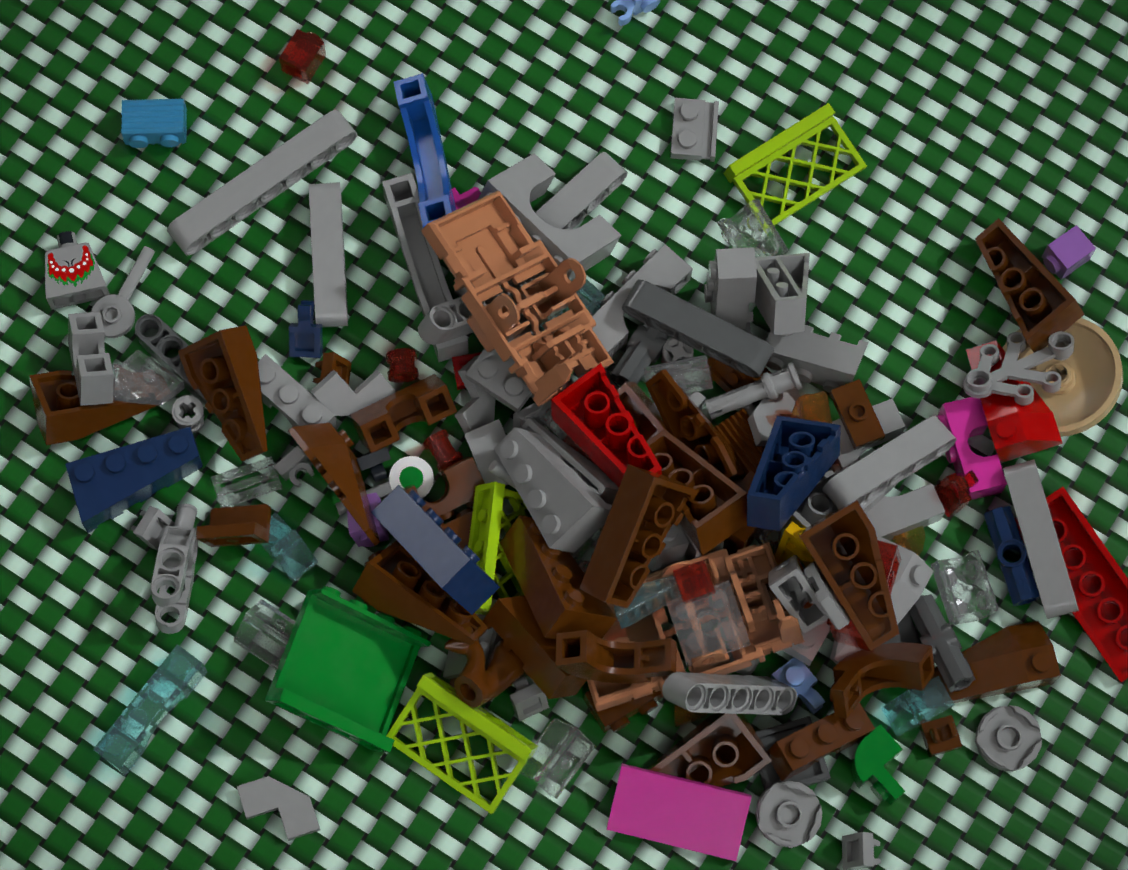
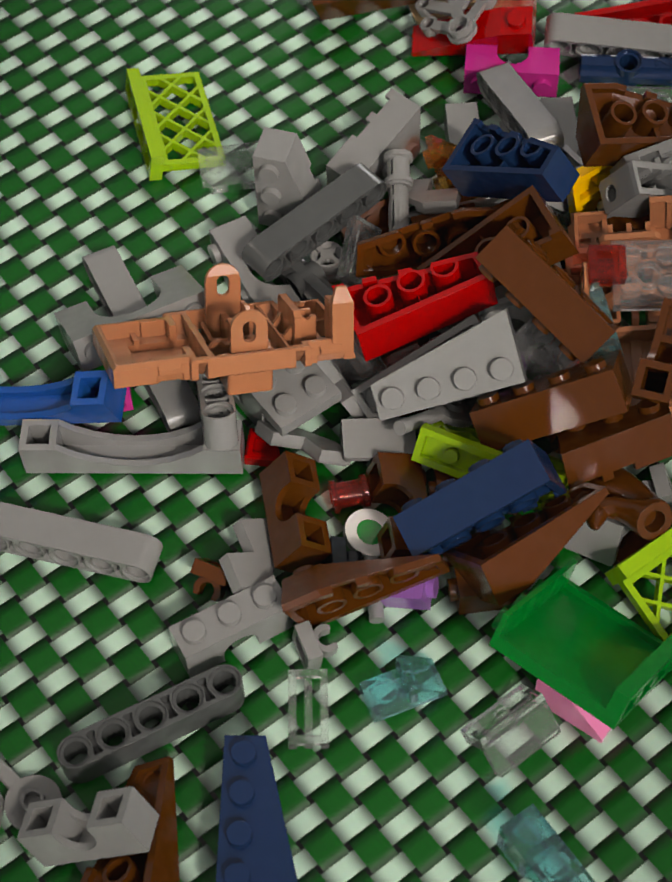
camera: 65 degrees left, 15 degrees down
(144, 381) = (147, 769): clear slope -> none
(152, 526) = (331, 824): light grey tile -> none
(175, 568) = (375, 801): light grey piece -> none
(189, 405) = (197, 731): light grey bush -> none
(228, 377) = (191, 672): reddish brown wedge -> none
(236, 526) = (362, 726): reddish brown panel -> none
(304, 336) = (159, 588): dark blue plate -> none
(402, 365) = (234, 503): clear red wheel -> none
(694, 129) = (93, 188): light grey plate -> none
(783, 292) = (325, 135): light grey wedge -> none
(857, 414) = (448, 126): reddish brown plate -> none
(954, 491) = (553, 83): clear red plate -> none

